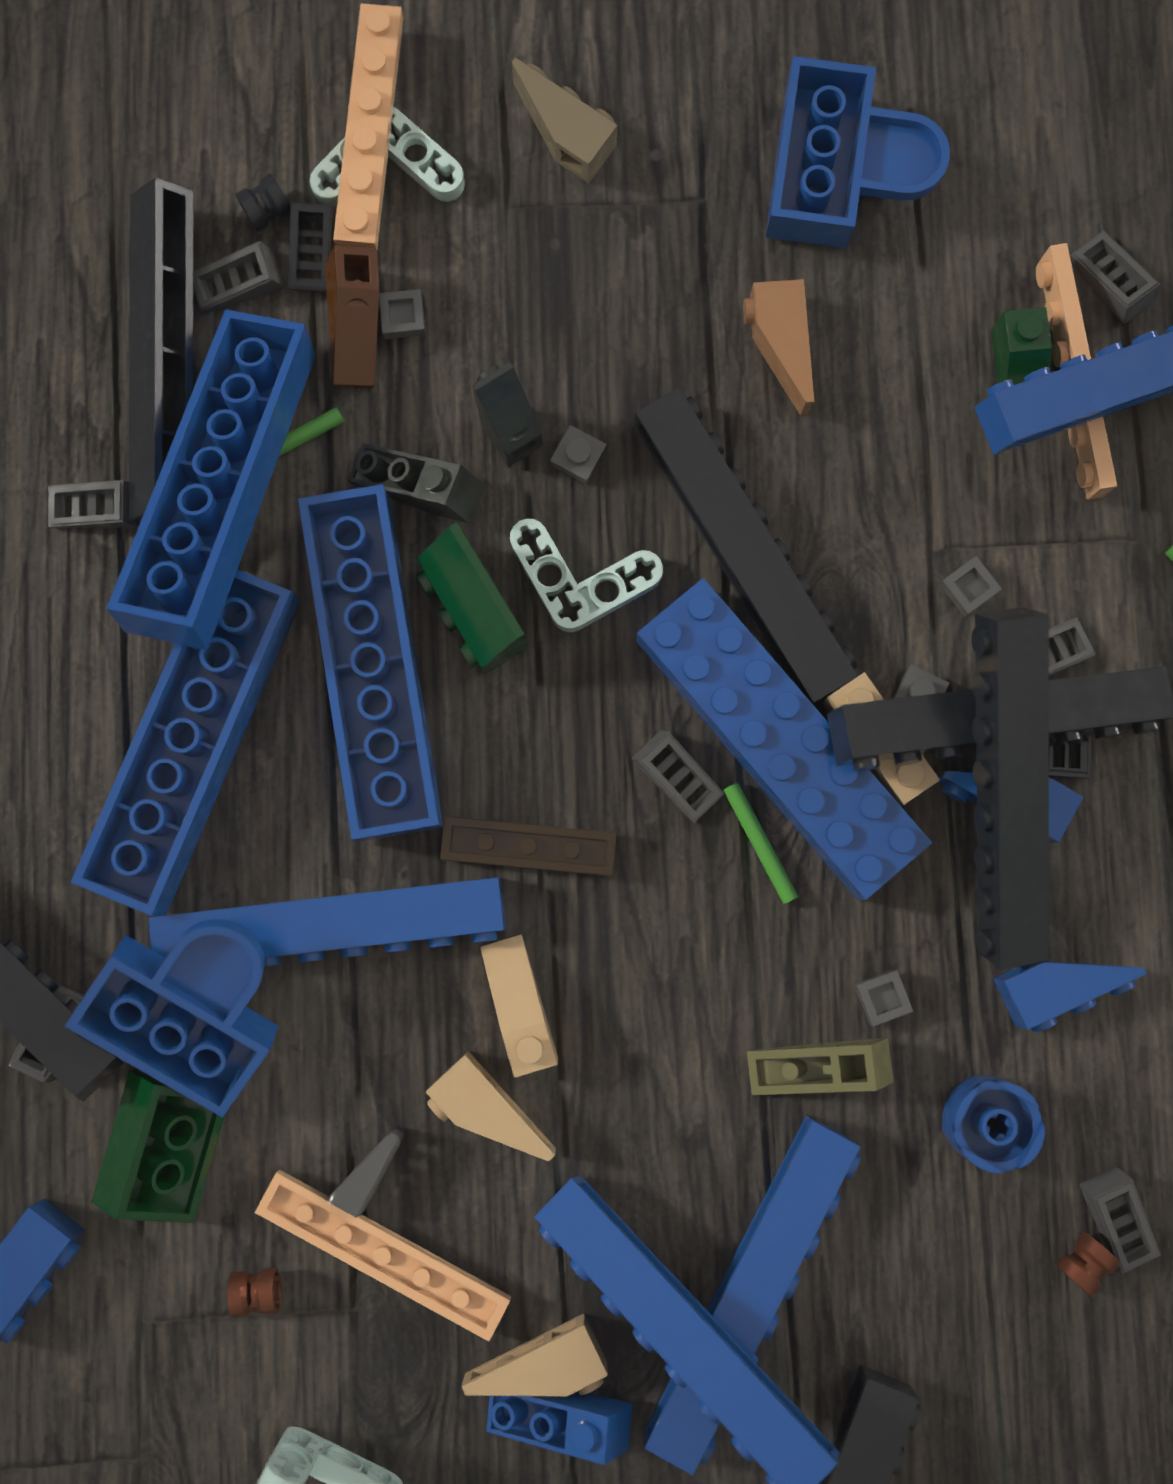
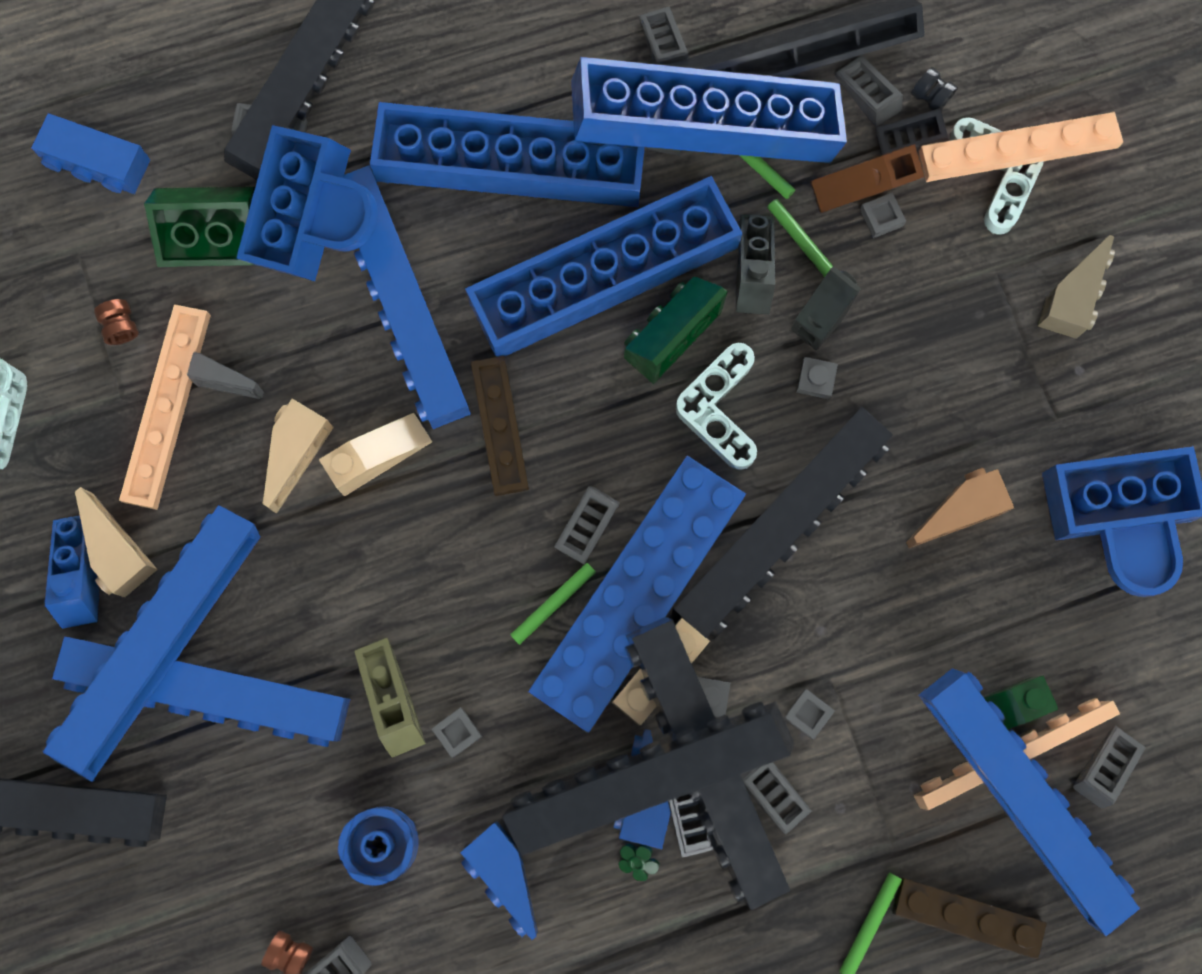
camera: 70 degrees right, 5 degrees down
(403, 417) = (800, 237): none -> bright green bar
(1084, 827) = (638, 861): none -> dark green plant

